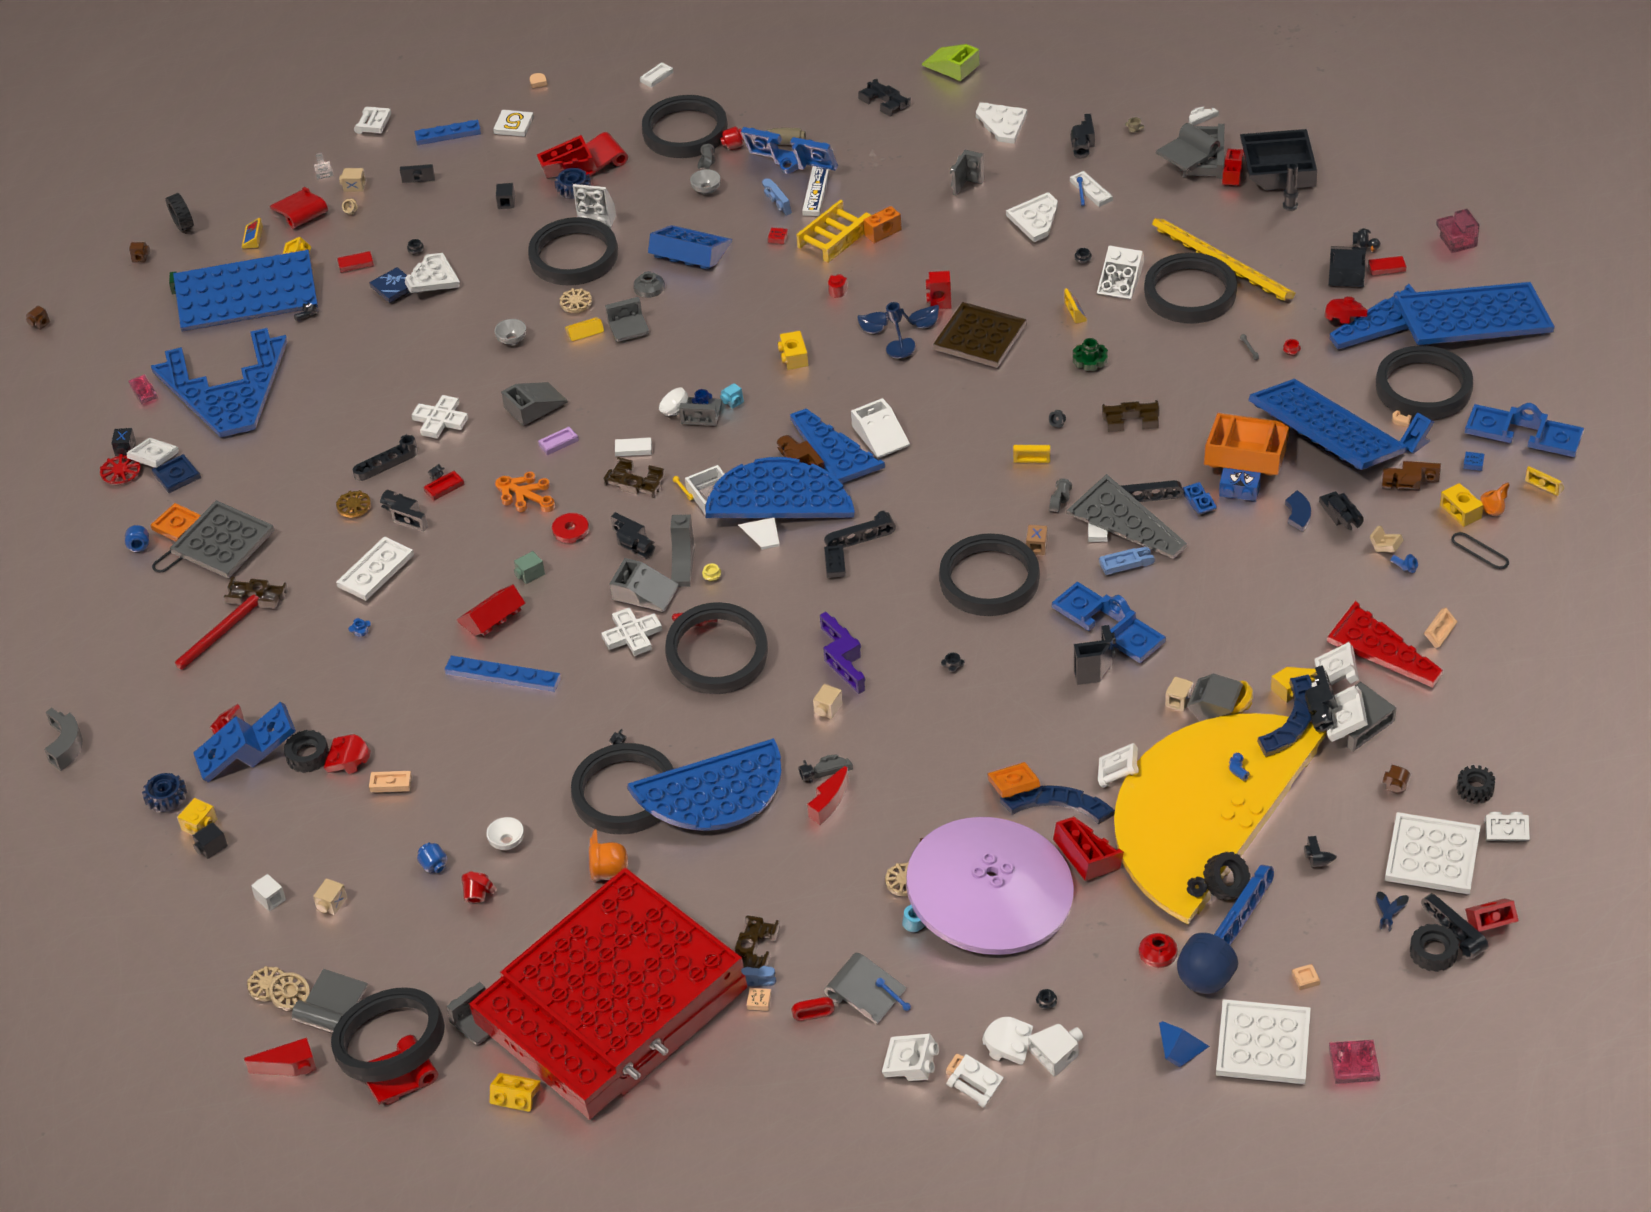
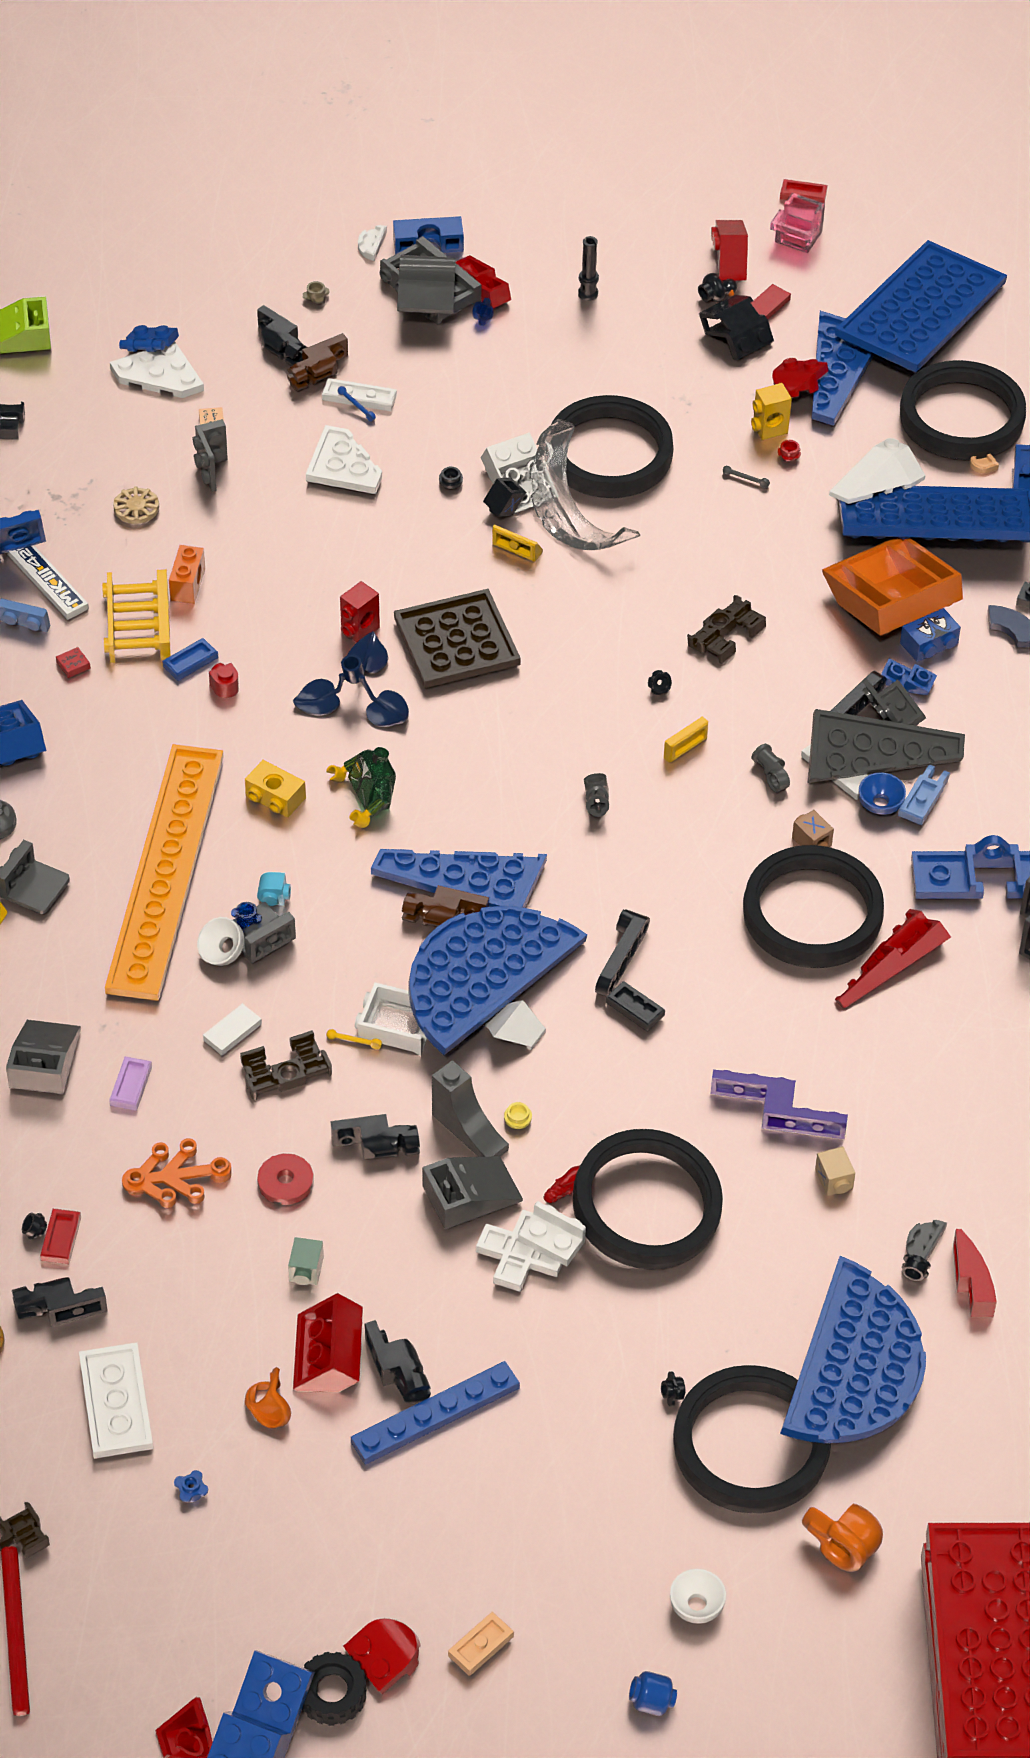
camera: 50 degrees left, 5 degrees up
(431, 618) = (272, 1409): none -> orange piece
(475, 887) = (749, 1685): red piece -> none
(510, 638) = (397, 1364): none -> black plate
(648, 632) = (553, 1234): none -> white bracket
(694, 356) = (164, 873): none -> light orange plate
(835, 267) = (190, 659): none -> blue tile
(841, 375) = (372, 781): none -> clear green torso
(879, 428) = (492, 818): white slope -> none
(904, 179) = (136, 505): none -> tan wheel
(949, 451) = (597, 788): none -> dark grey connector
(952, 661) = (898, 1025): black plate -> none
(997, 158) = (210, 414): none -> light nougat tile
(1011, 99) = (149, 338): none -> blue plate
(1018, 624) = (900, 950): none -> red wedge
(1087, 159) = (318, 362): none -> reddish brown plate
(1090, 355) = (604, 588): dark green plant -> none
(1093, 278) = (504, 497): none -> black brick
(1099, 539) = (882, 786): none -> blue piece
(1122, 295) = (553, 498): none -> clear windscreen
(1164, 507) = (894, 703): none -> dark grey bracket
(1212, 177) = (482, 311): none -> clear blue plate
(1232, 123) = (443, 231): none -> blue arch
(1240, 268) = (568, 393): yellow plate -> none
(1271, 152) = (530, 241): black slope -> none
(1300, 318) = (771, 411): none -> yellow brick
(1328, 383) = (880, 470): none -> white wedge
(1395, 220) = (731, 248): none -> red wedge
(1493, 218) = (806, 189): none -> red tile

